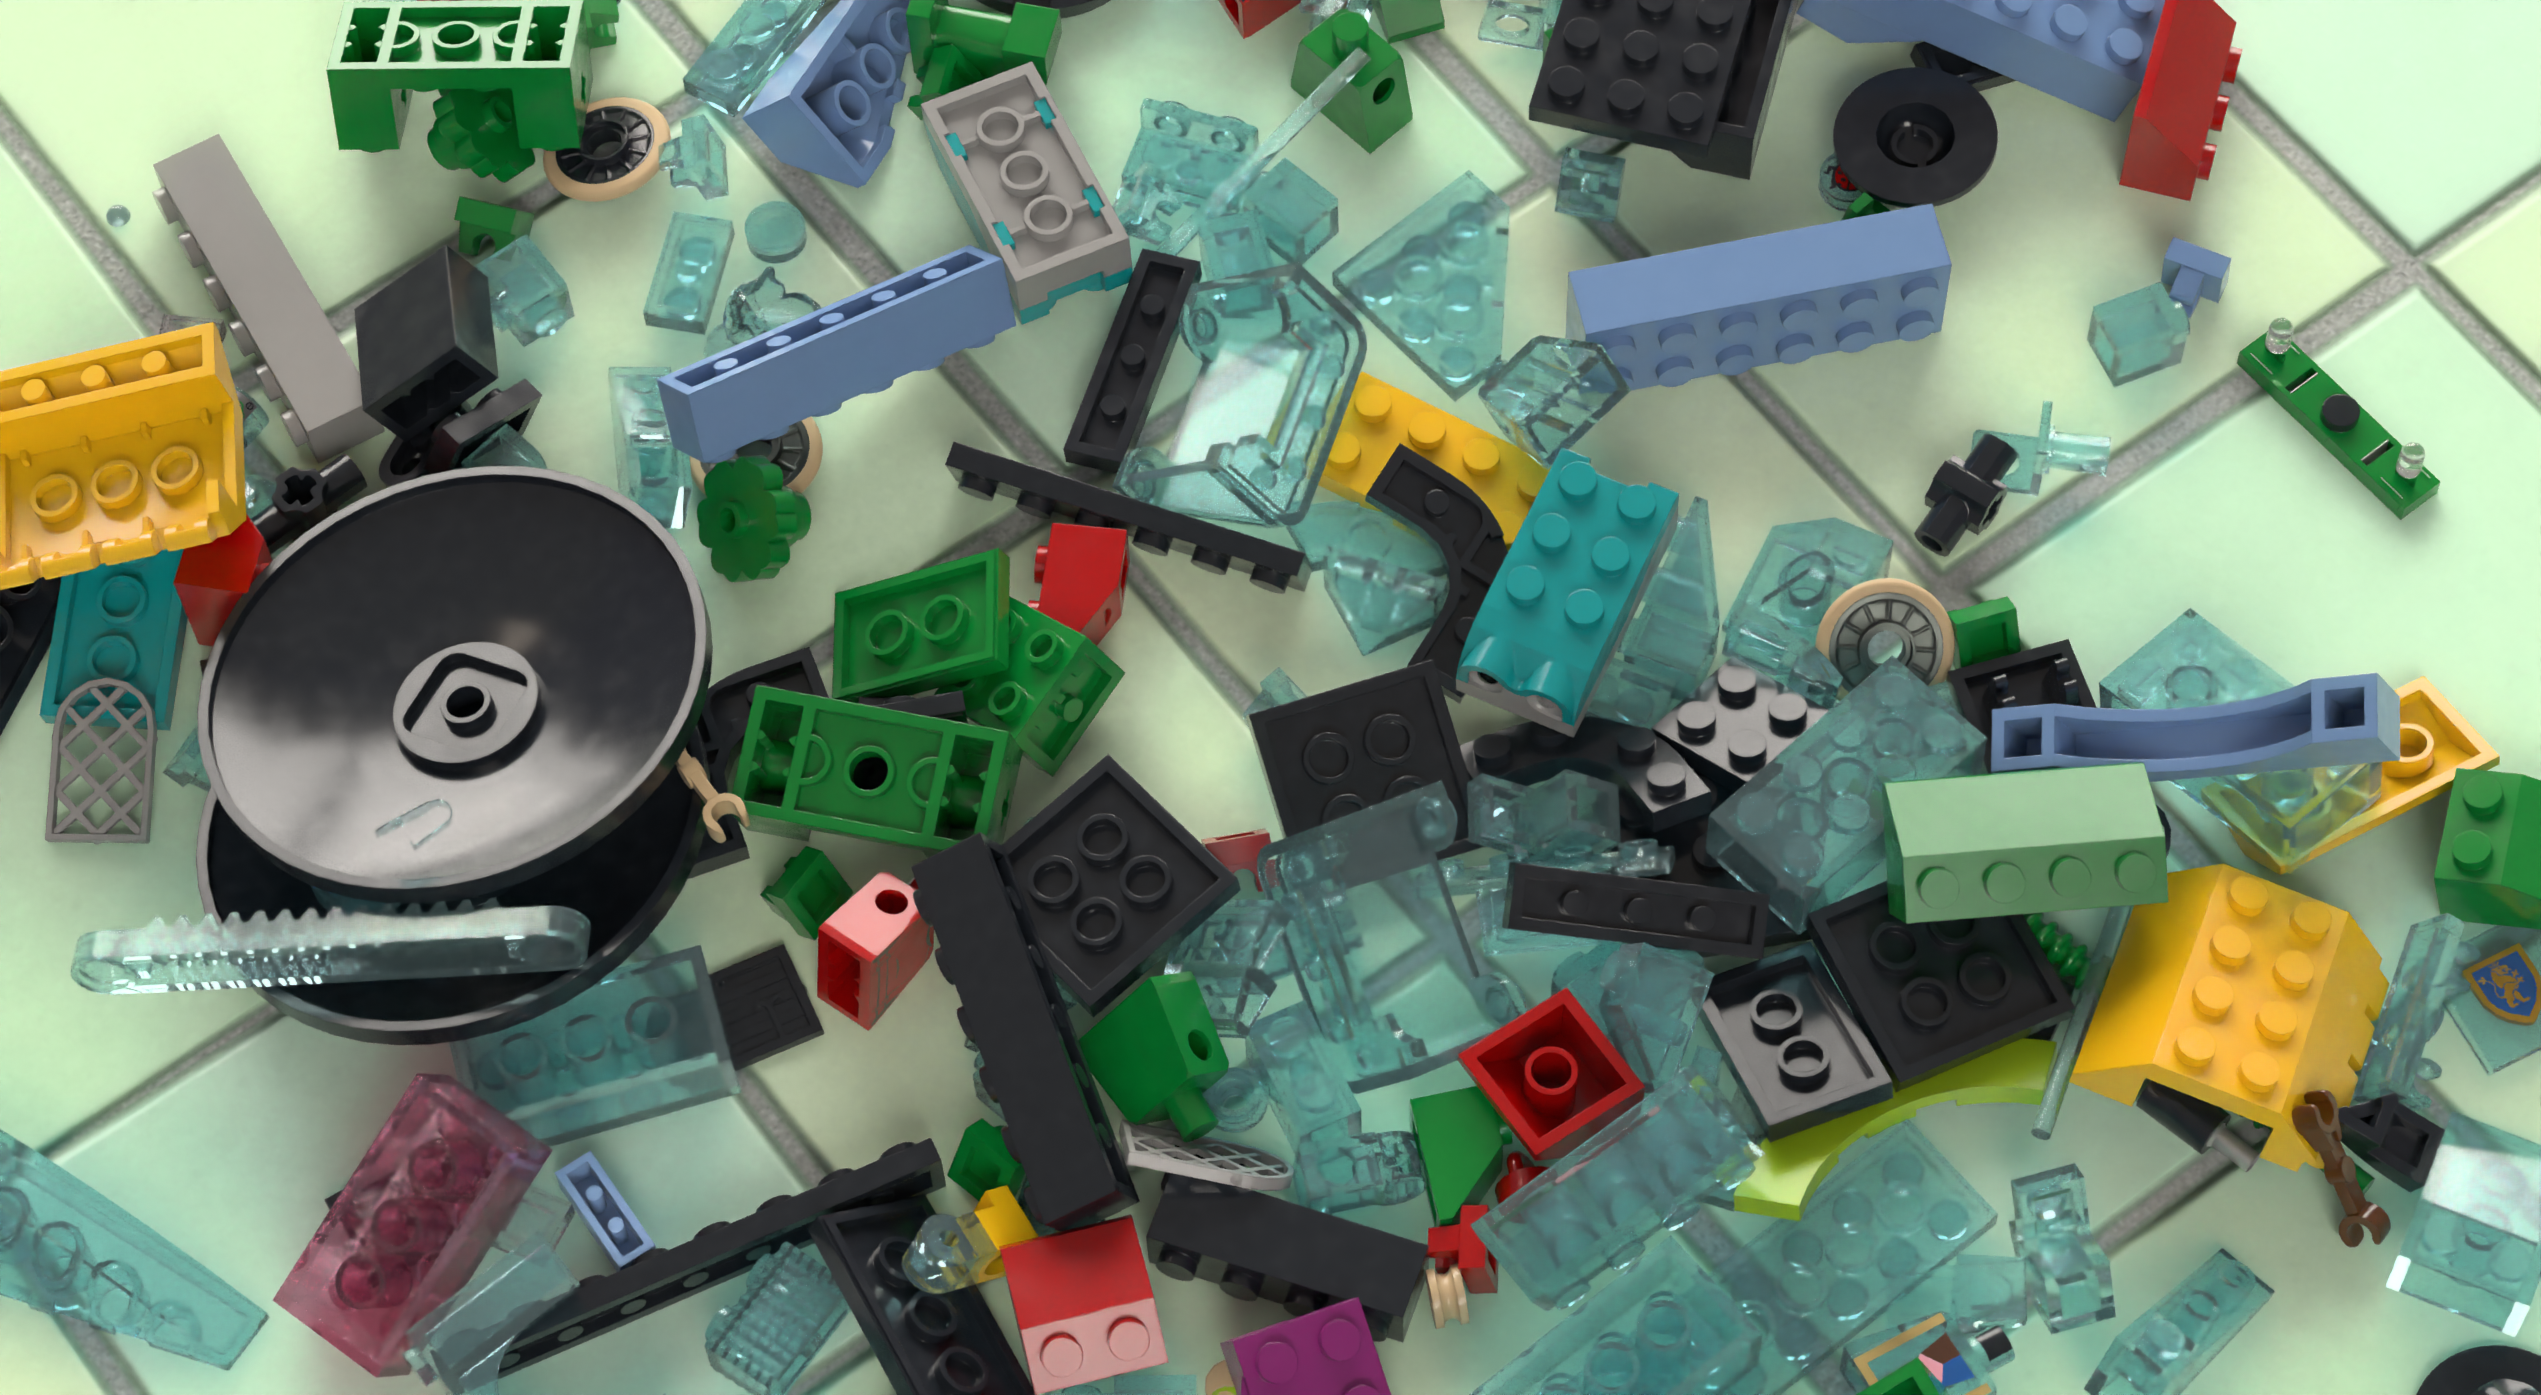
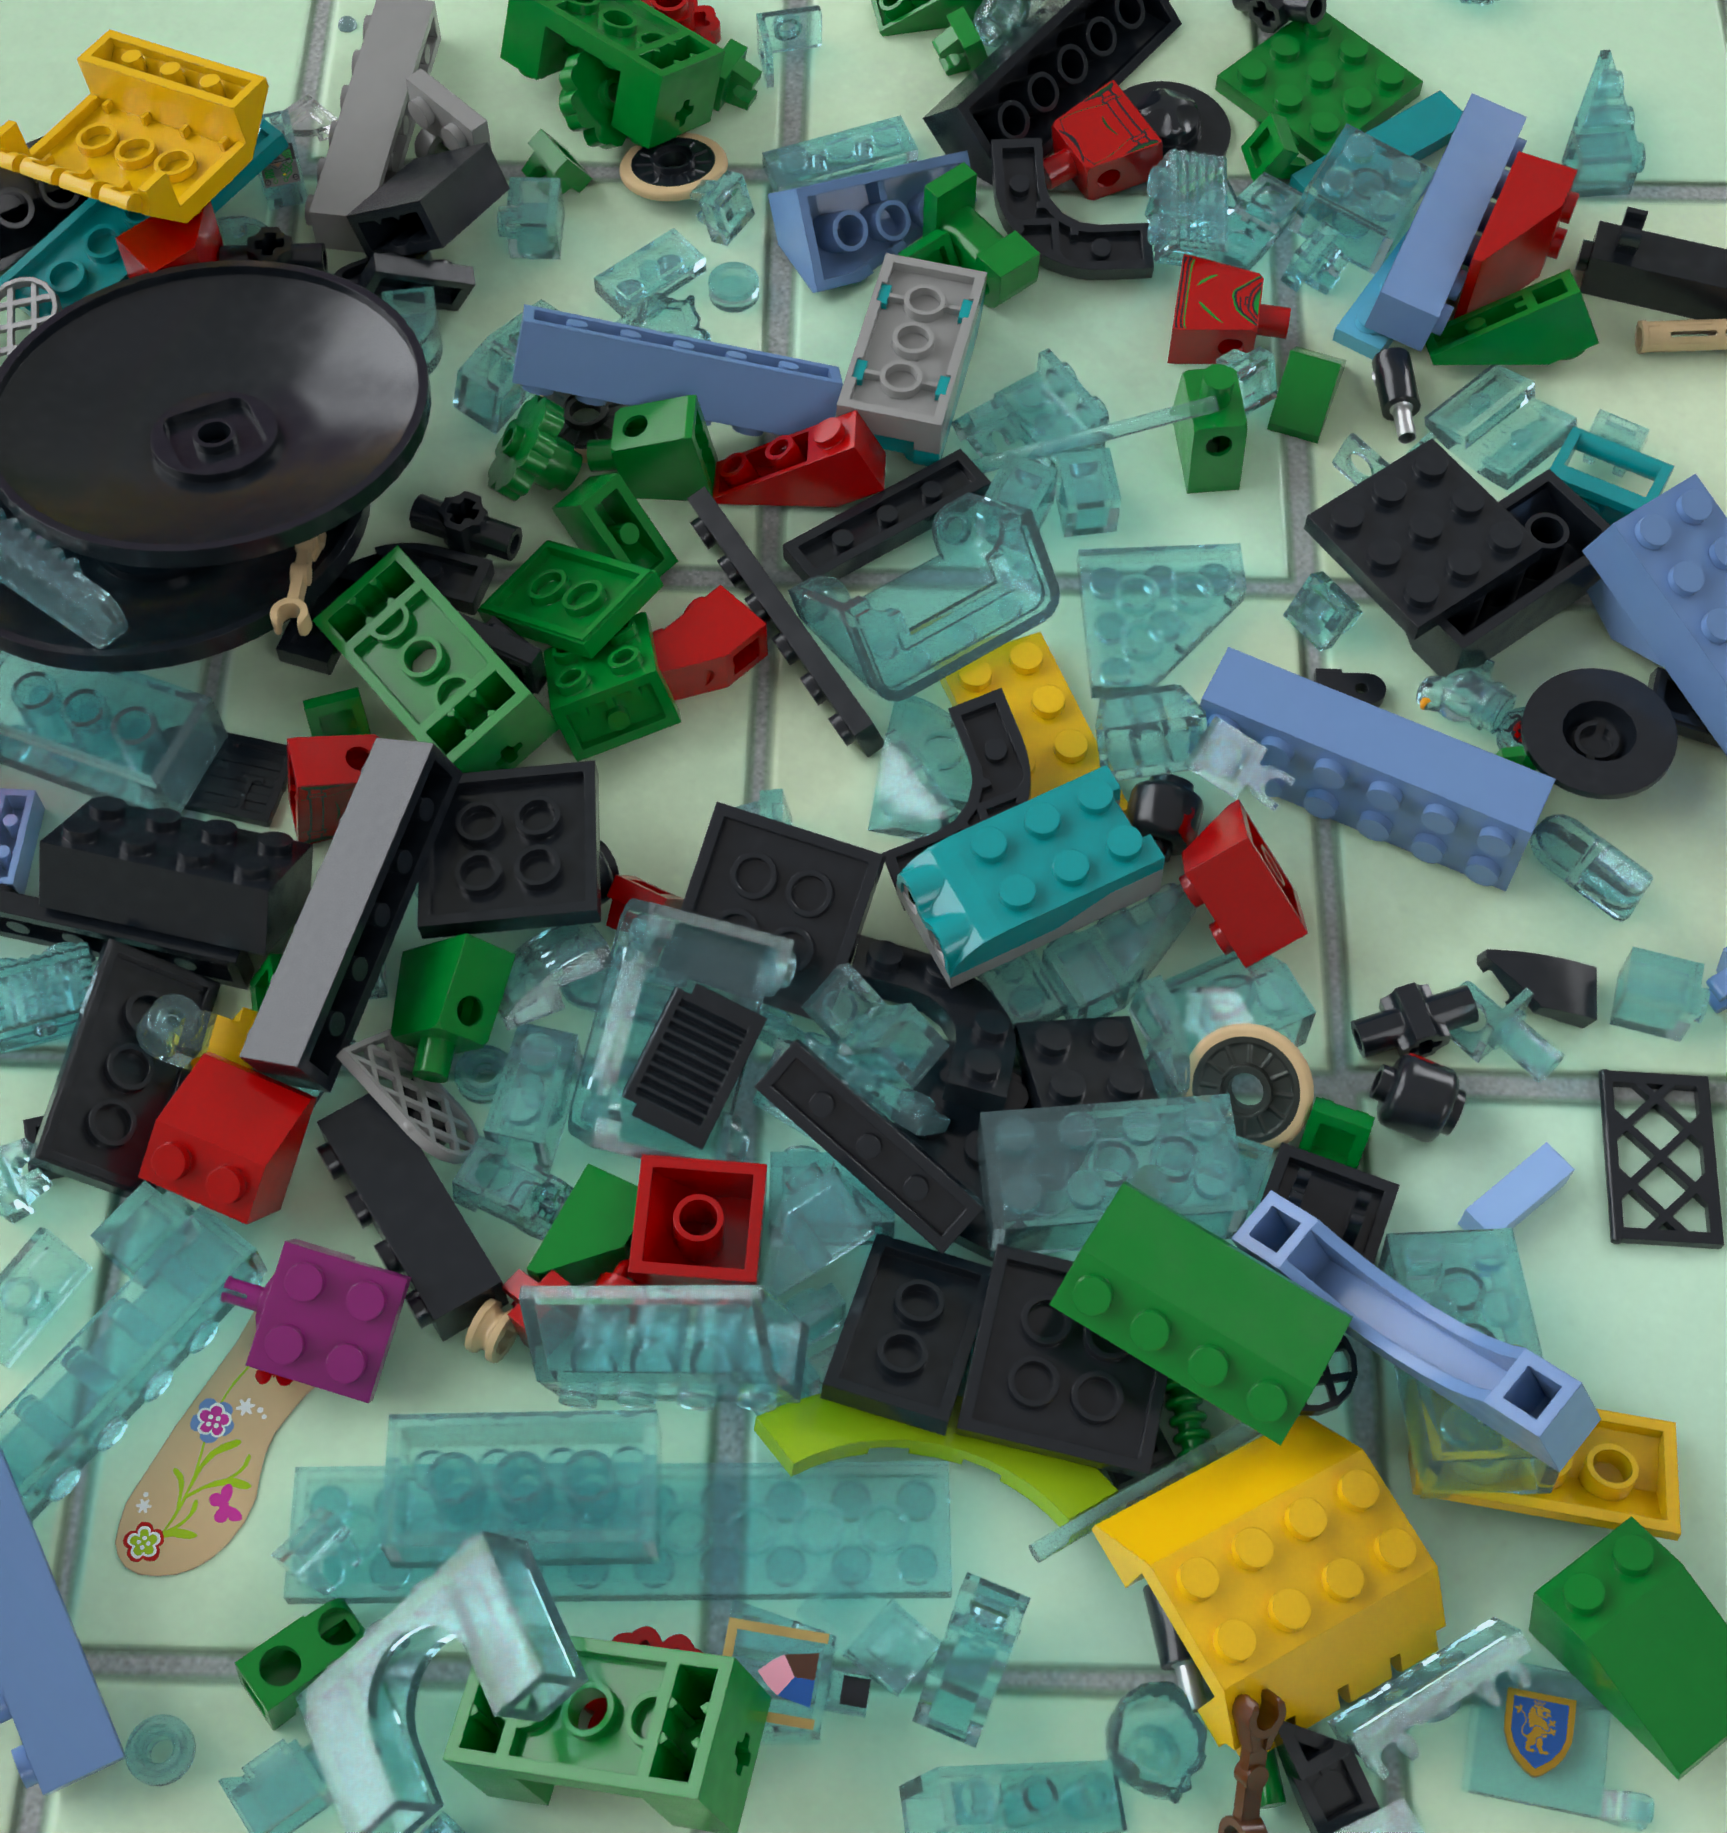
camera: 35 degrees right, 0 degrees up
(352, 244) = (442, 116): none -> light grey plate
(412, 815) = (68, 464): clear light blue piece -> none
(771, 627) = (466, 526): none -> black axle
(814, 1122) = (175, 874): none -> black brick
(872, 438) = (659, 449): none -> green torso
(888, 535) = (611, 522): none -> green slope
(1017, 363) = (811, 467): none -> red slope
(1419, 953) = (692, 1063): none -> black window
(1620, 452) = (1167, 811): none -> black head
(1655, 372) = (1232, 761): none -> clear light blue plate
(1660, 238) = (1349, 683): none -> black piece
(1745, 477) = (1242, 888): none -> red slope
(1776, 179) = (1467, 697): none -> clear light blue animal
(2004, 259) = (1590, 865): none -> clear light blue arm
(2023, 556) = (1418, 1097): none -> black head
(2052, 377) = (1560, 986): none -> black slope
(2161, 580) = (1519, 1192): none -> light blue piece
(2245, 1205) = (1156, 1741): none -> clear light blue hair
(2256, 429) = (1698, 1132): none -> black window

